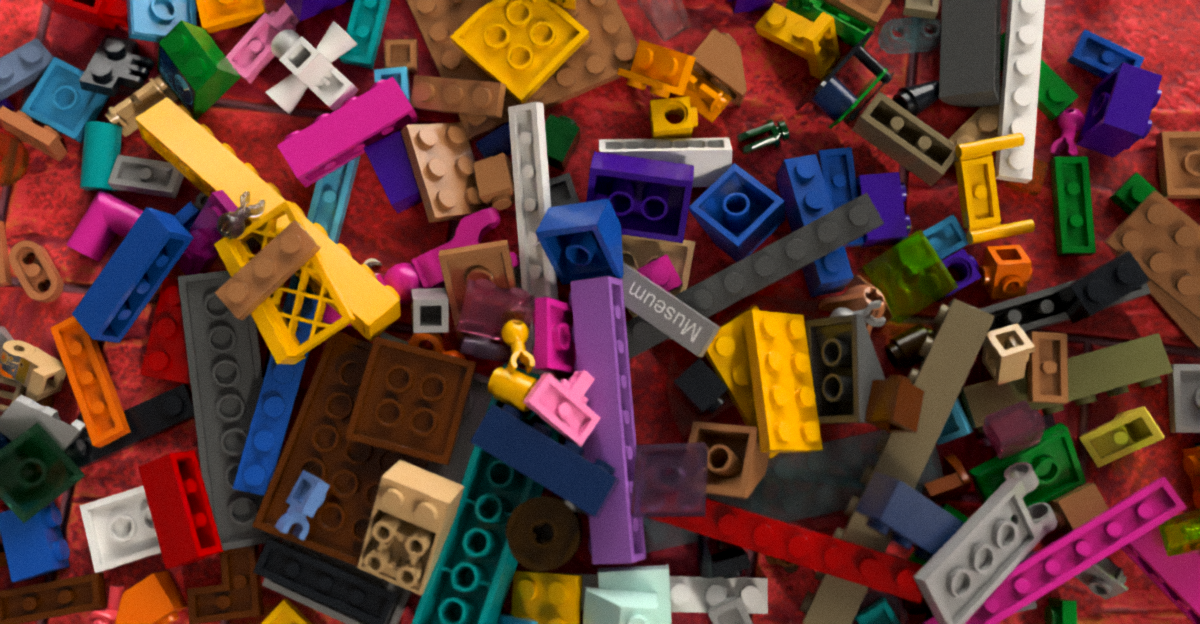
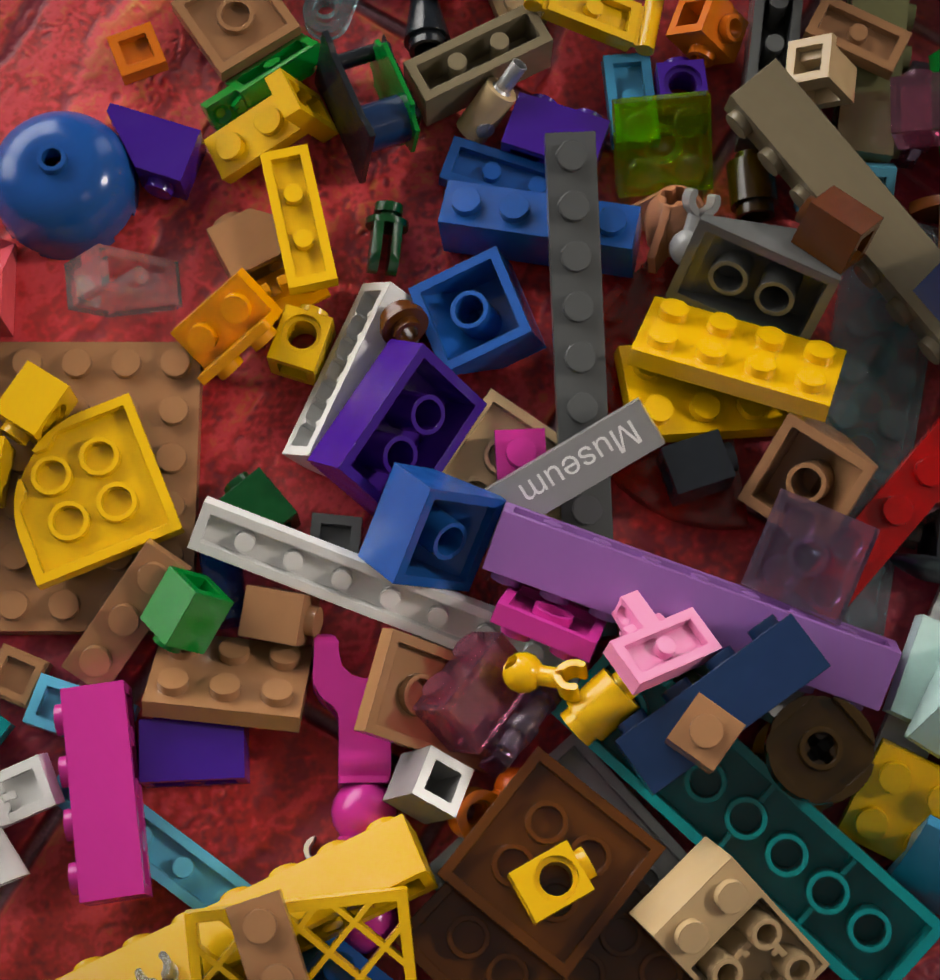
camera: 70 degrees left, 5 degrees down
(379, 396) = (527, 884): none -> yellow brick
(471, 125) = (186, 611): none -> green brick
(512, 453) = (704, 733): none -> medium nougat brick
(708, 168) = (403, 321): none -> reddish brown plate
(743, 76) = (299, 219): none -> yellow plate
(882, 159) = (491, 104): none -> tan piece

